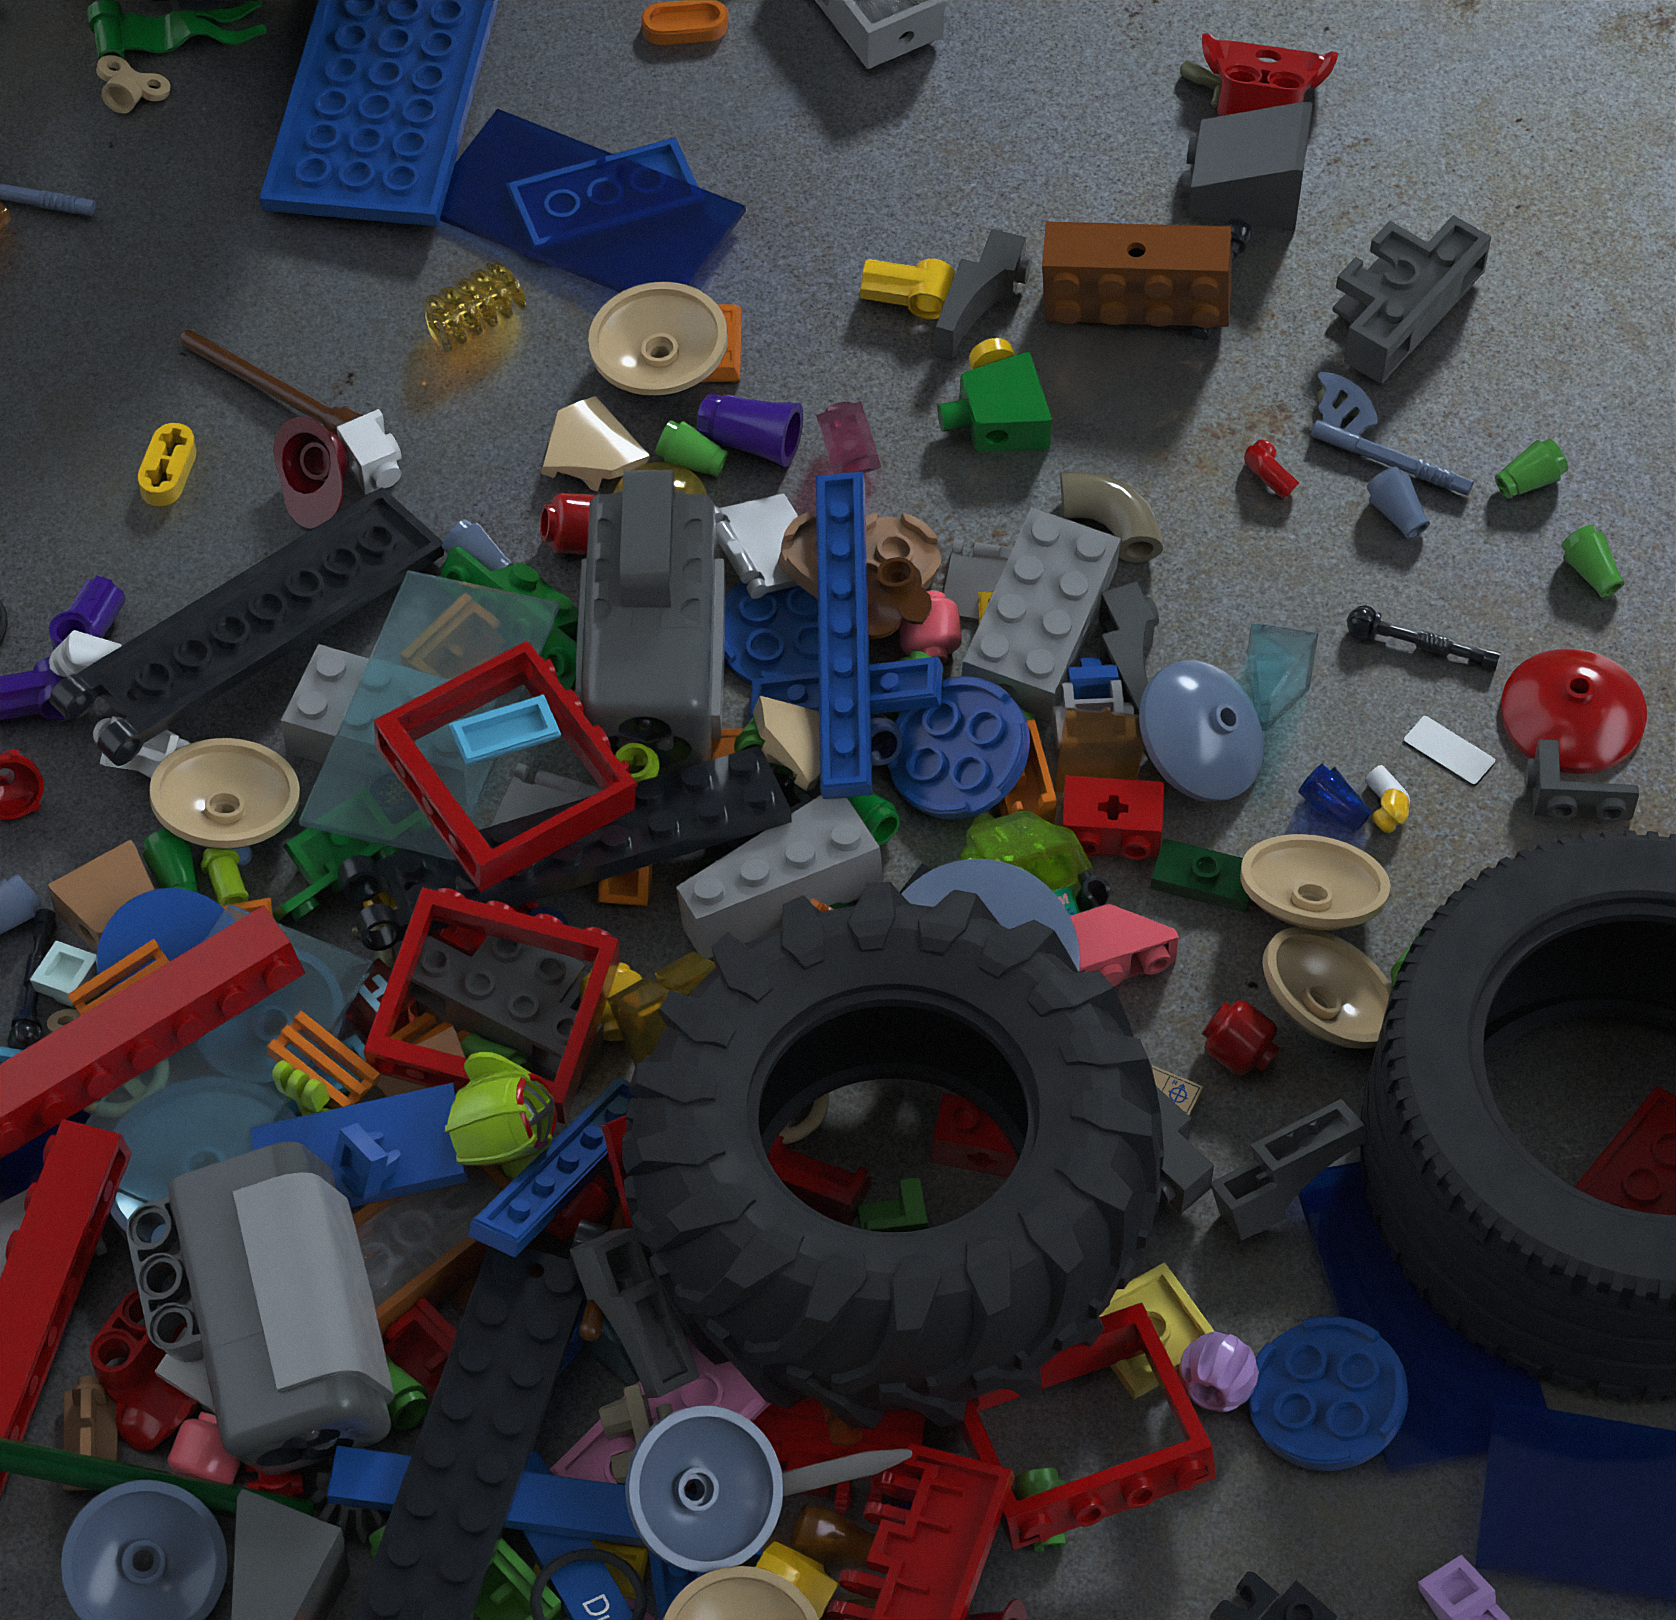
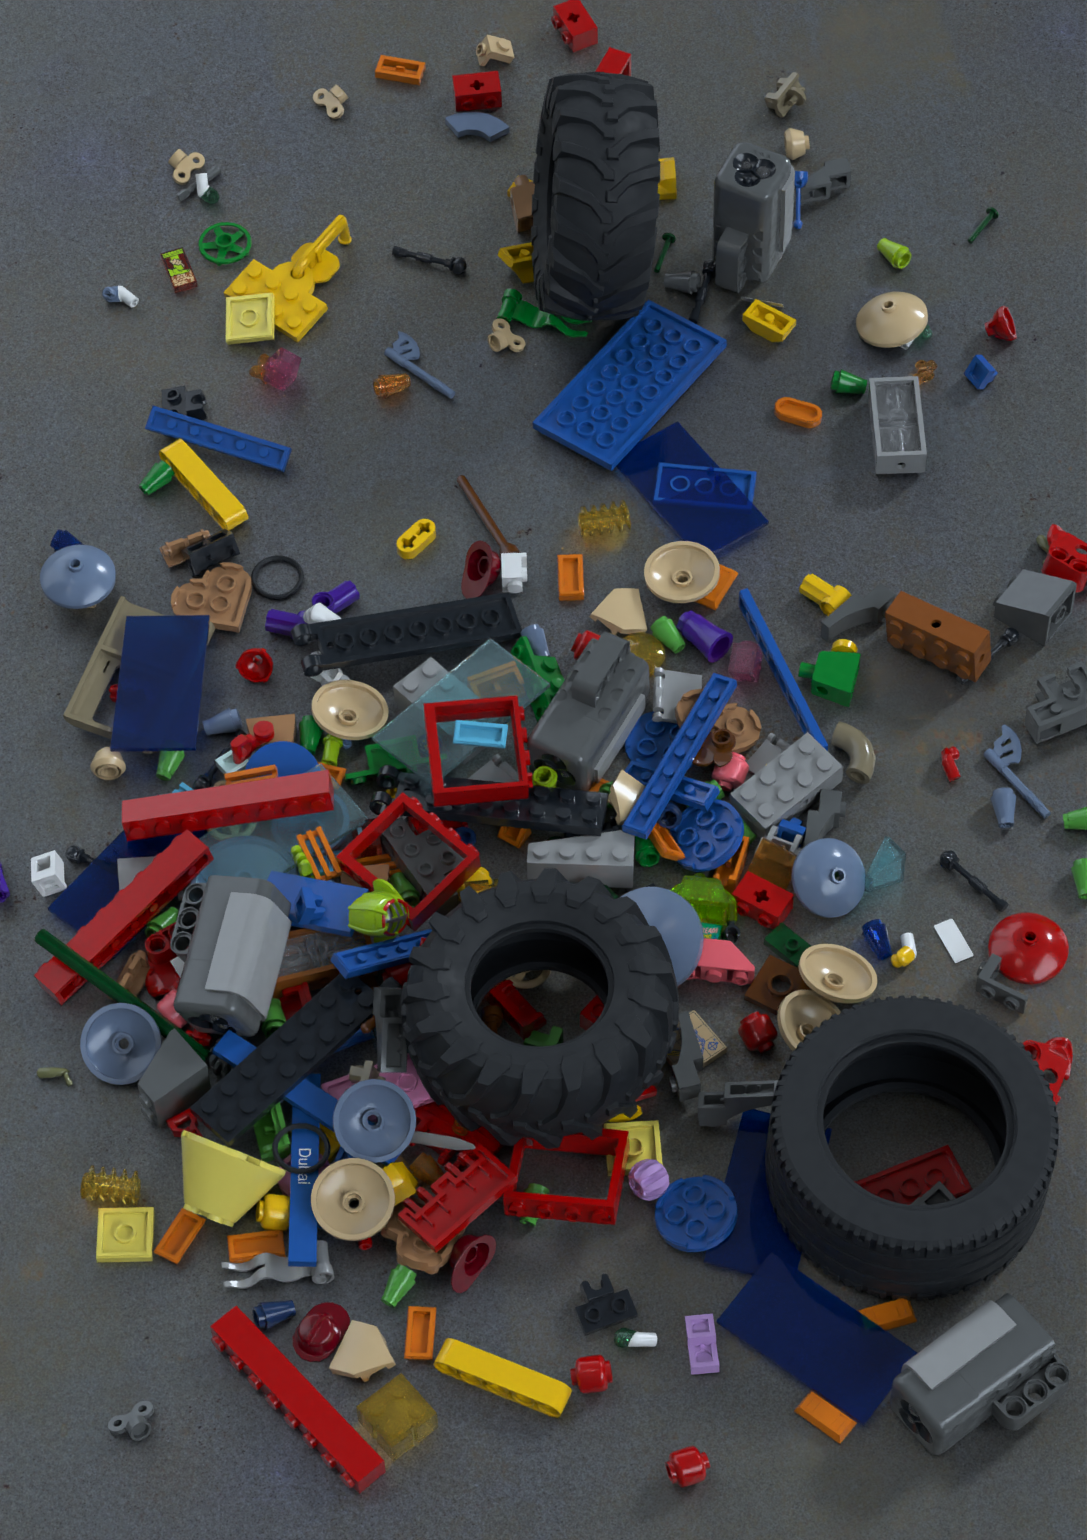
camera: 30 degrees right, 0 degrees up
(75, 928) = (263, 733): none -> red piece
(93, 1310) = (161, 921): none -> bright green cone
(468, 423) = (570, 577): none -> orange tile
(903, 792) = (665, 843): none -> orange tile
(906, 428) = (779, 667): none -> blue tile
(1206, 971) = (761, 992): none -> reddish brown piece

